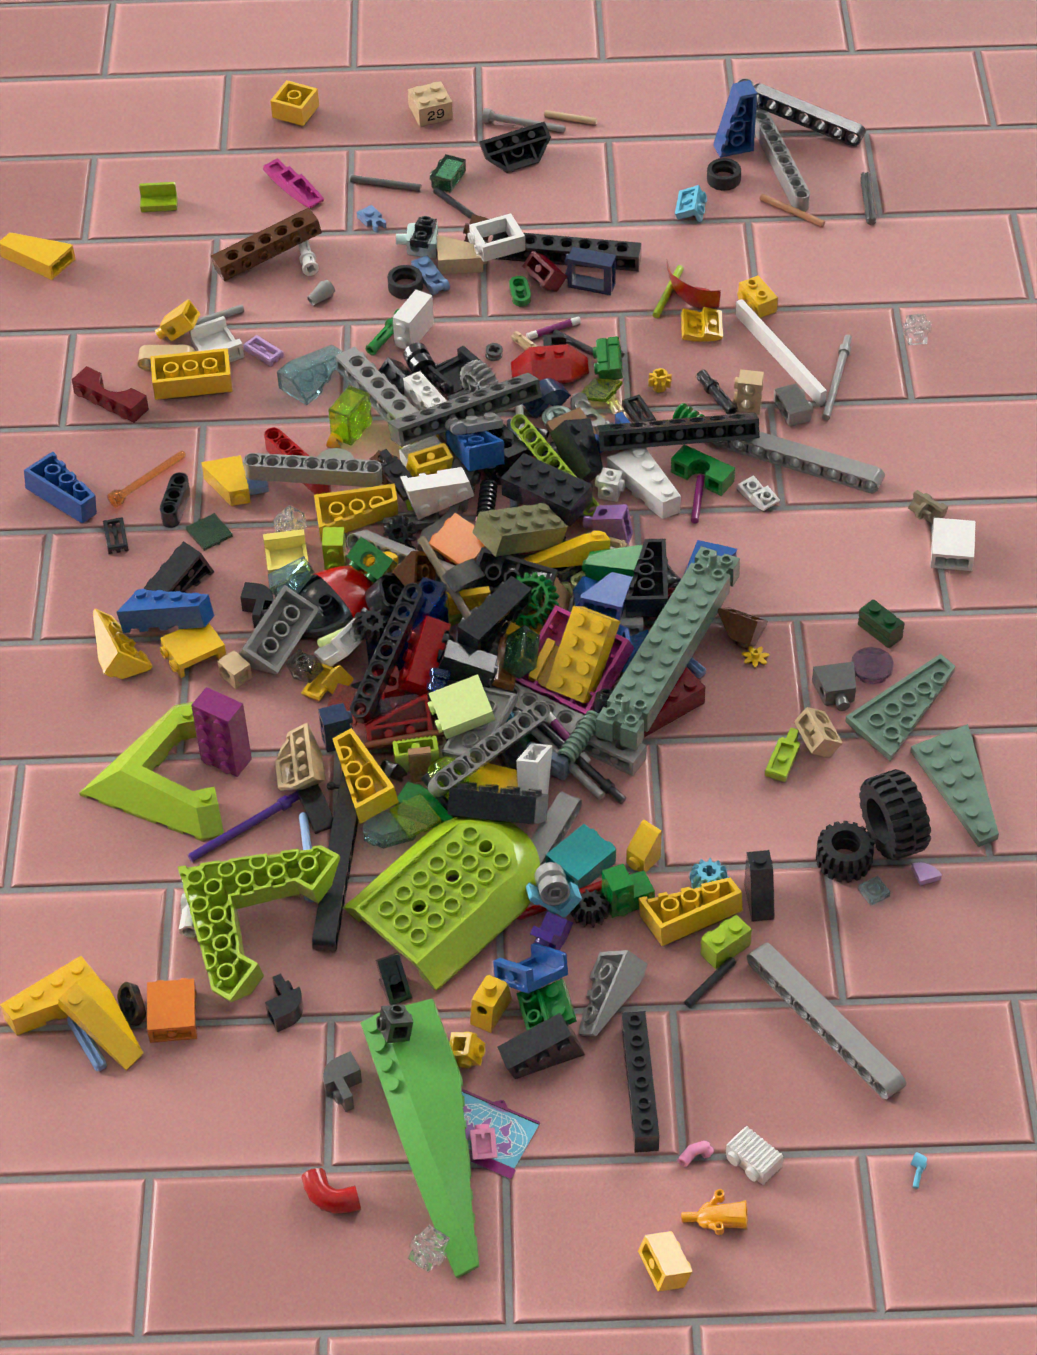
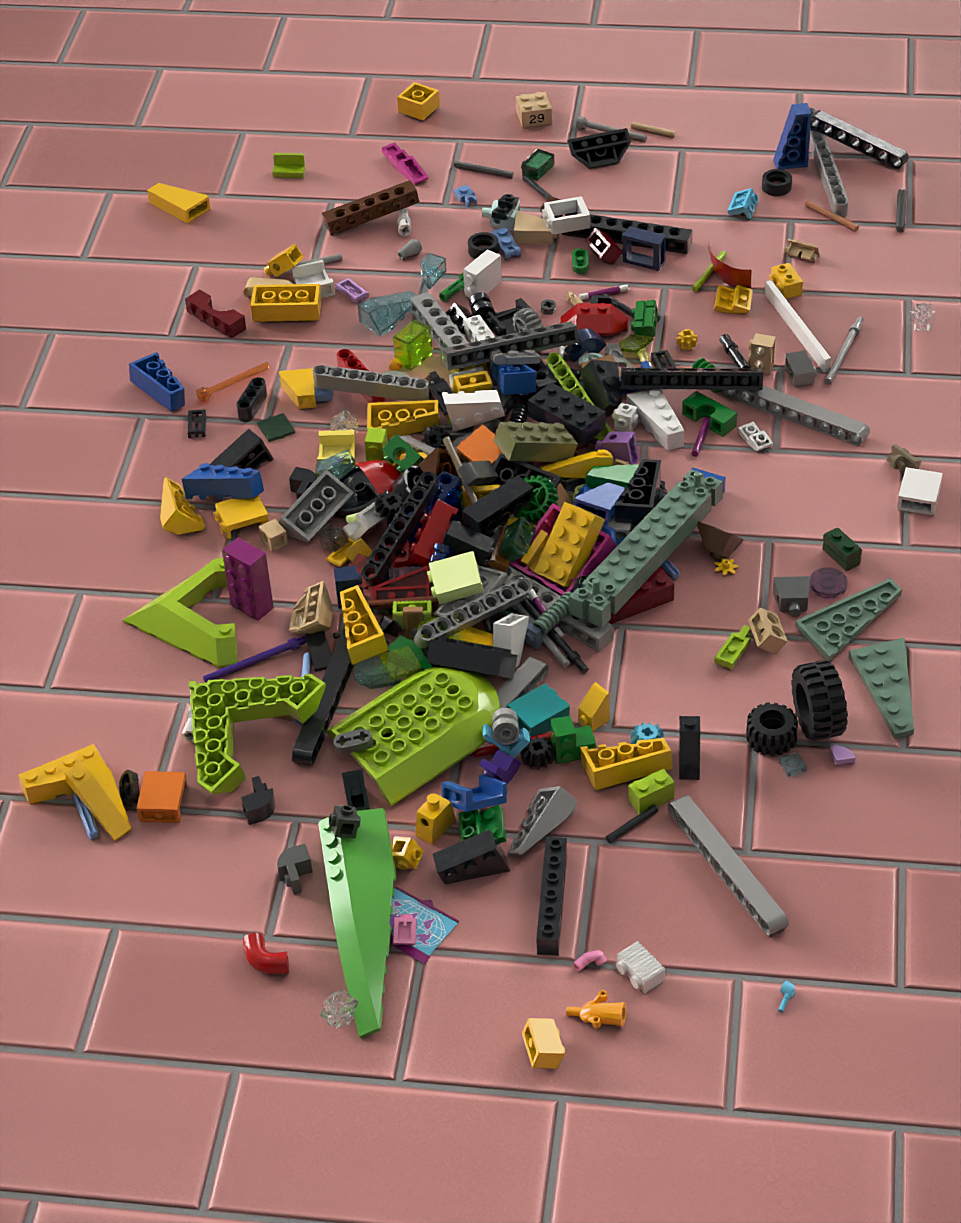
camera: 10 degrees right, 5 degrees down
(352, 316) = (432, 269): none -> clear light blue slope
(382, 921) = (353, 741): none -> dark grey beam
(776, 258) = (808, 251): none -> tan hinge

